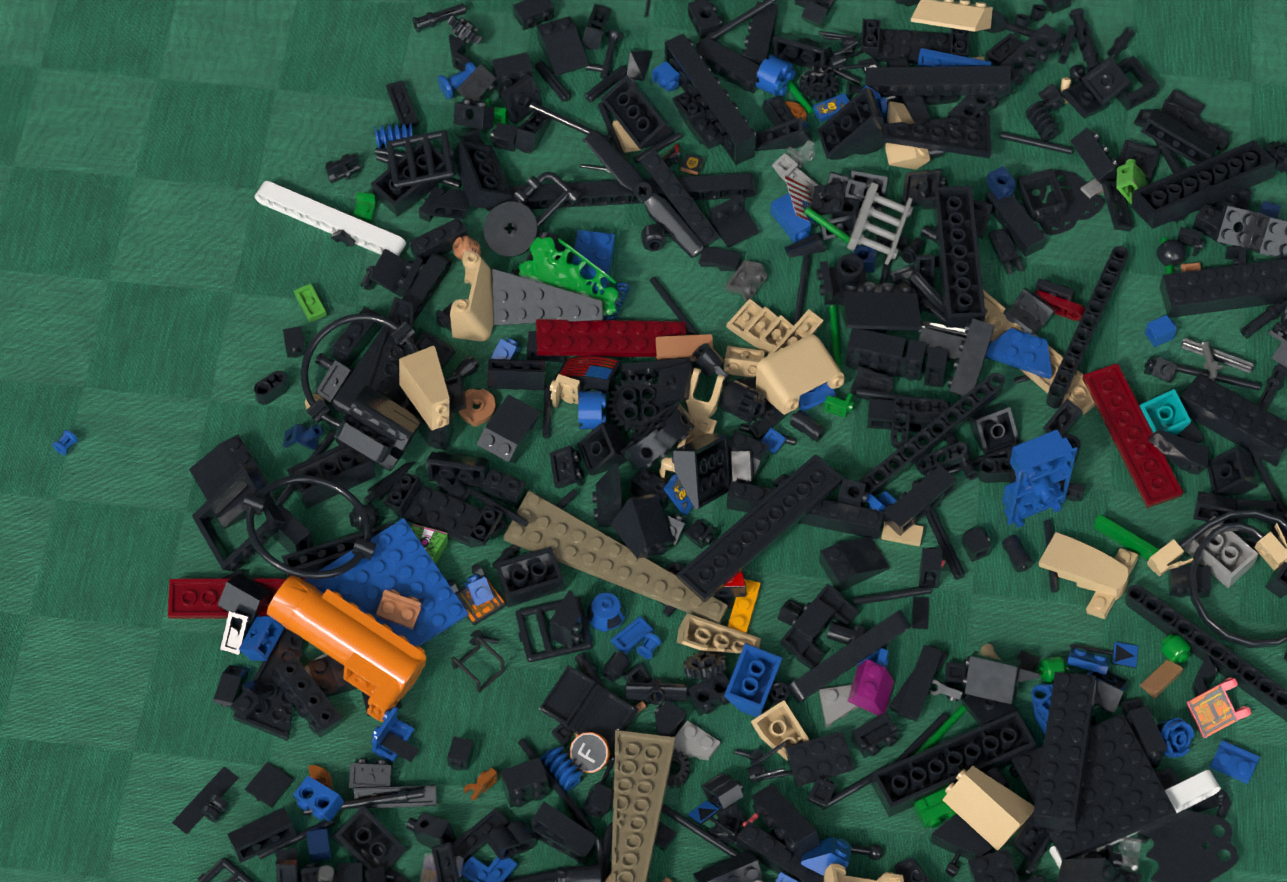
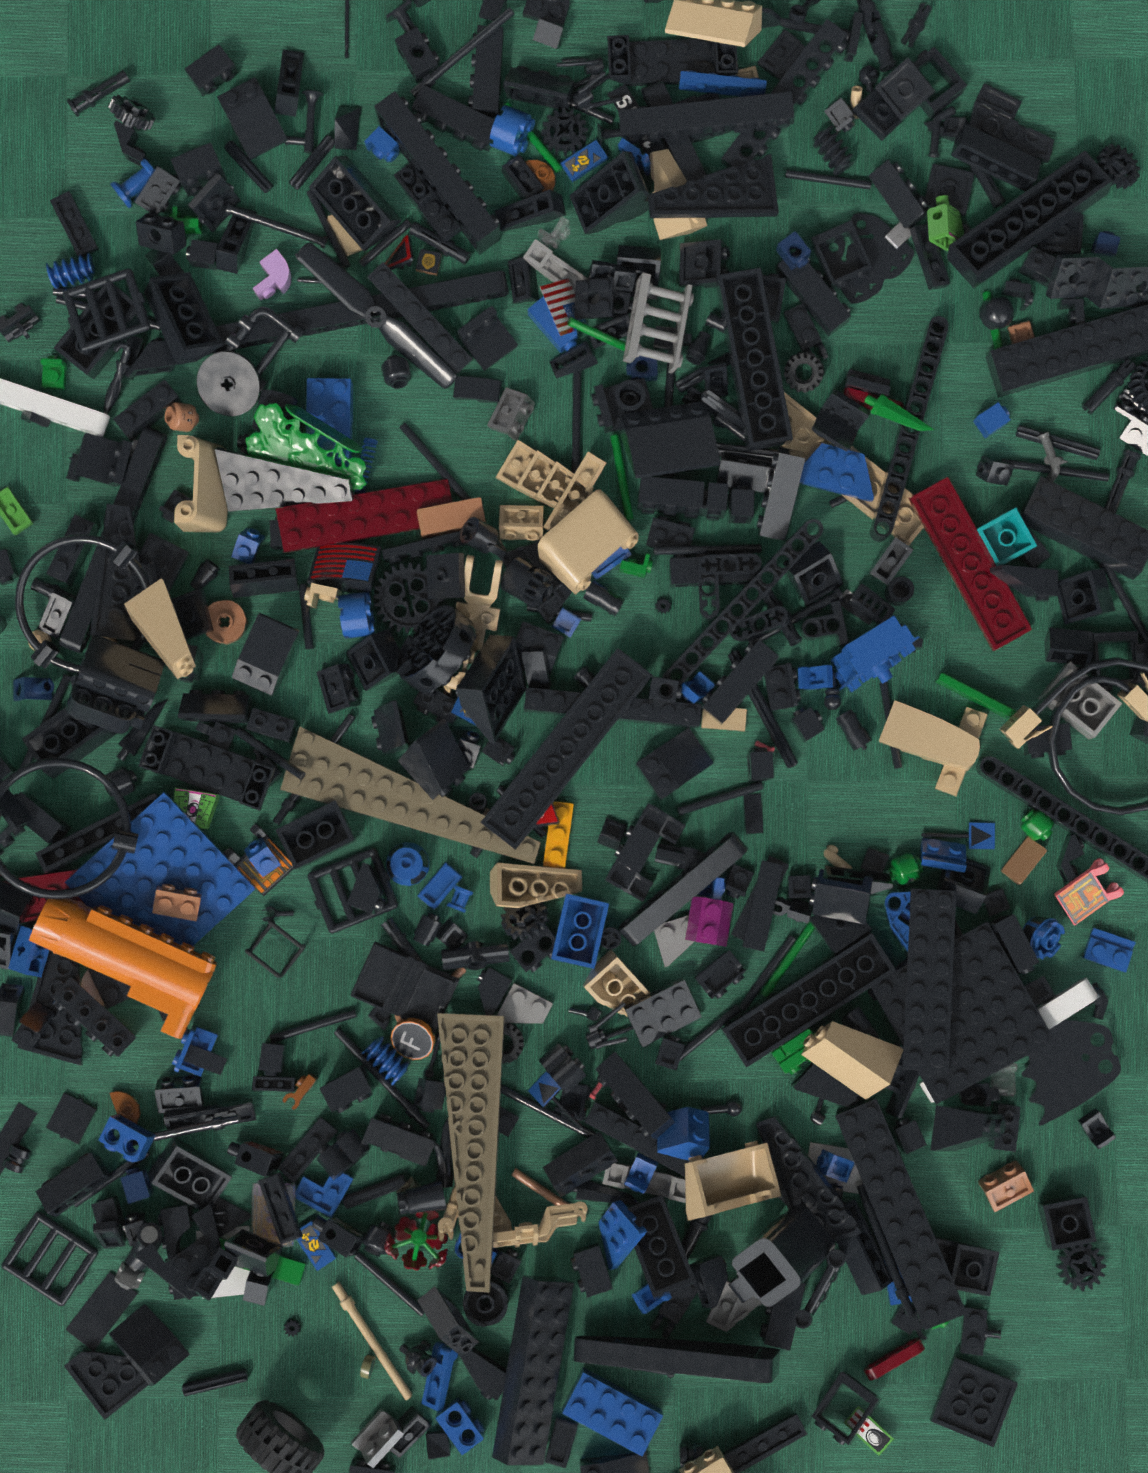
camera: 10 degrees left, 25 degrees up
(413, 224) = (122, 365): none -> black piece
(457, 775) = (274, 1083): none -> black piece
(504, 734) = (317, 1024): none -> black bar
(562, 159) = (278, 276): none -> lavender brick
(709, 154) = (433, 239): none -> black pin
(769, 185) = (523, 281): none -> black slope
(859, 437) = (658, 606): none -> black piece
(900, 664) = (738, 881): none -> black bracket
(955, 514) = (781, 687): none -> black bracket
(987, 508) = (815, 677): none -> blue bracket
(1000, 528) = (832, 700): none -> black bar
(1001, 286) = (804, 358): none -> black tyre
(1071, 307) = (889, 410): none -> green bar
(1130, 117) = (937, 130): none -> black piece

